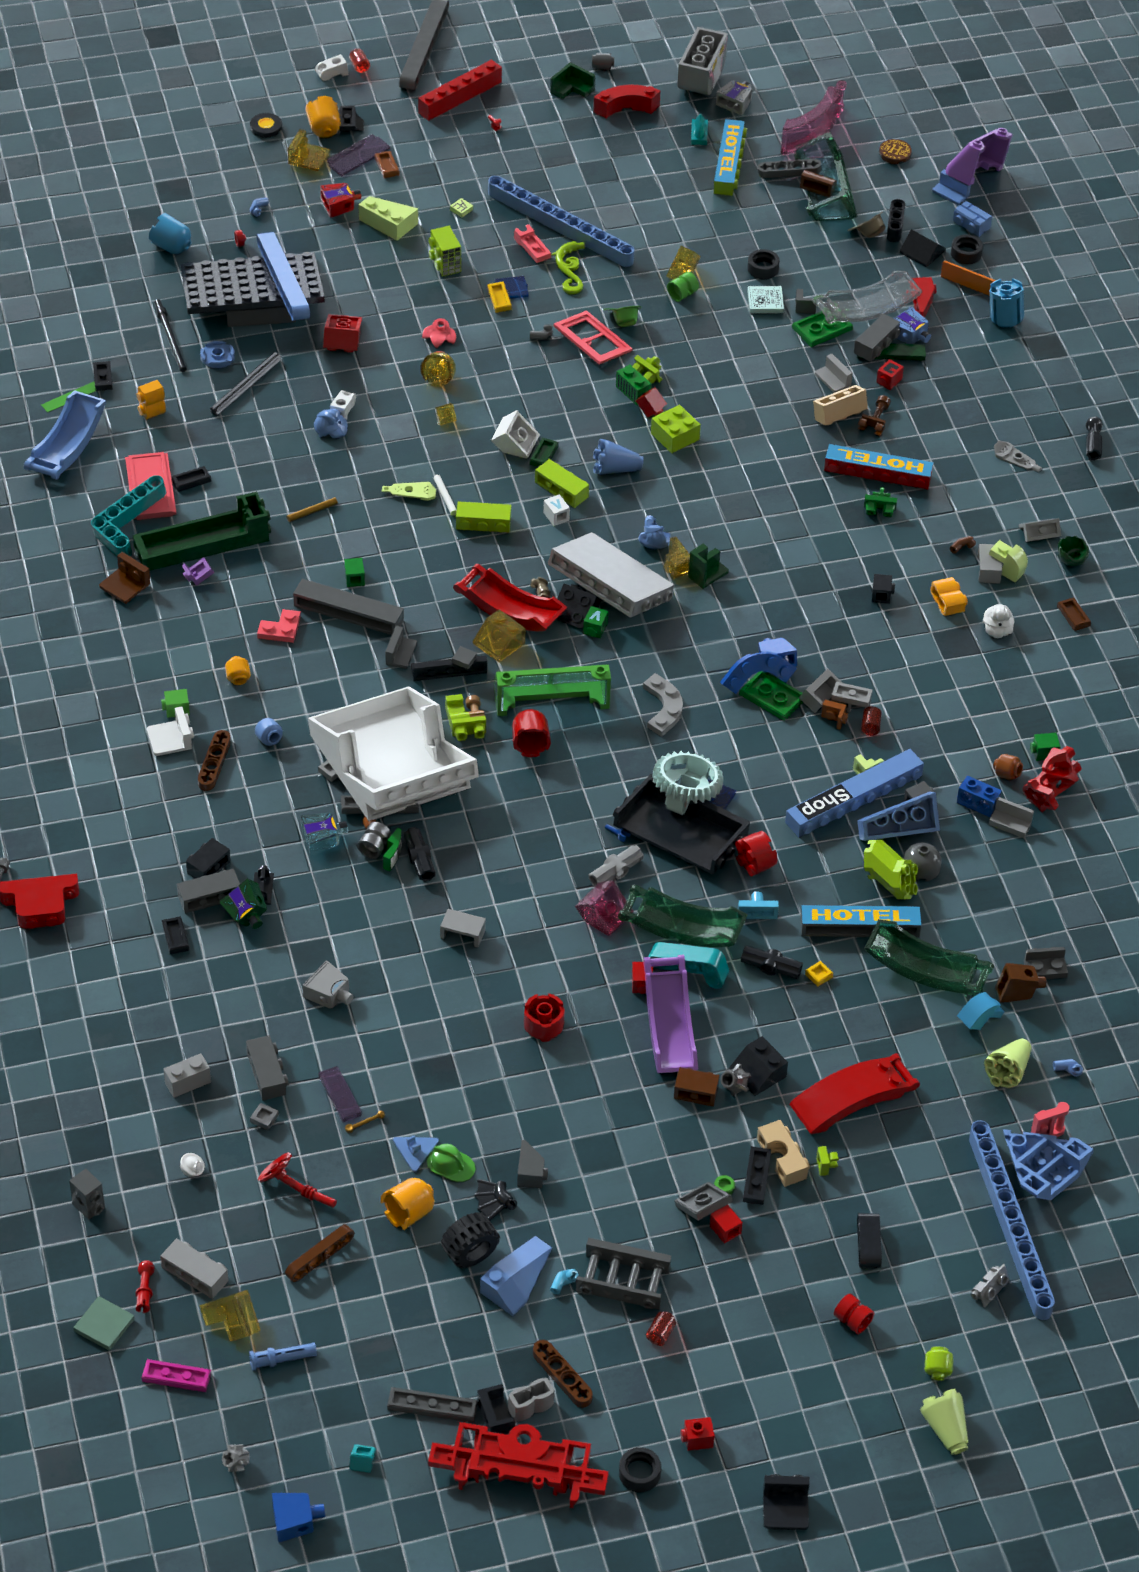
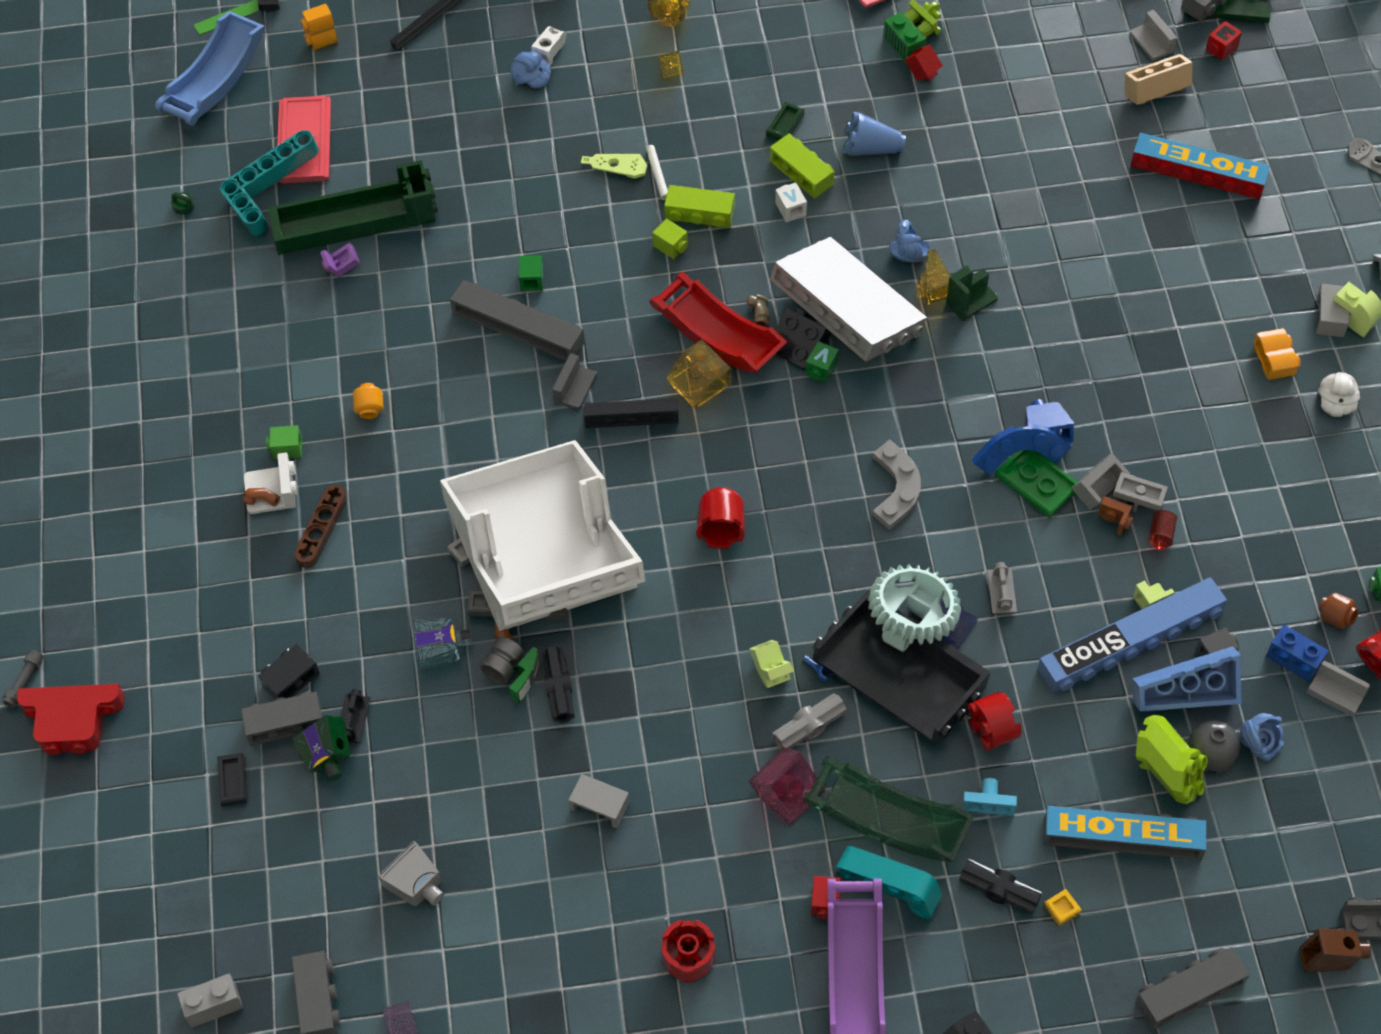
camera: 10 degrees right, 10 degrees up
(58, 537) = (182, 203): none -> dark green tile
(127, 580) = (252, 267): reddish brown bracket -> none
(166, 739) = (264, 494): none -> dark orange arm
(191, 478) = (354, 132): black tile -> none
(268, 731) = (392, 491): medium blue head -> none
(284, 630) = (431, 347): coral plate -> none
(312, 509) = (496, 181): pearl gold bar -> none
(463, 541) = (670, 239): none -> lime brick
(463, 722) = (642, 494): lime hips -> none
(464, 657) = (649, 405): dark grey tile -> none
(515, 435) = (752, 98): white slope -> none
(552, 684) = (756, 449): bright green windscreen -> none
(582, 829) = (770, 663): none -> yellowish green brick
(675, 428) = (950, 99): lime brick -> none
(752, 769) = (1001, 589): none -> light grey hinge
(882, 403) = (1211, 79): reddish brown bar -> none
(882, 501) = (1199, 213): green hips -> none
(882, 588) = (1191, 337): black brick -> none
(918, 1015) = (1192, 987): none -> dark grey brick
(926, 962) = (1209, 904): clear green windscreen -> none
(957, 851) = (1263, 727): none -> medium blue hair
(959, 543) = (1299, 276): reddish brown arm -> none
(979, 1010) = (1277, 991): dark azure brick -> none

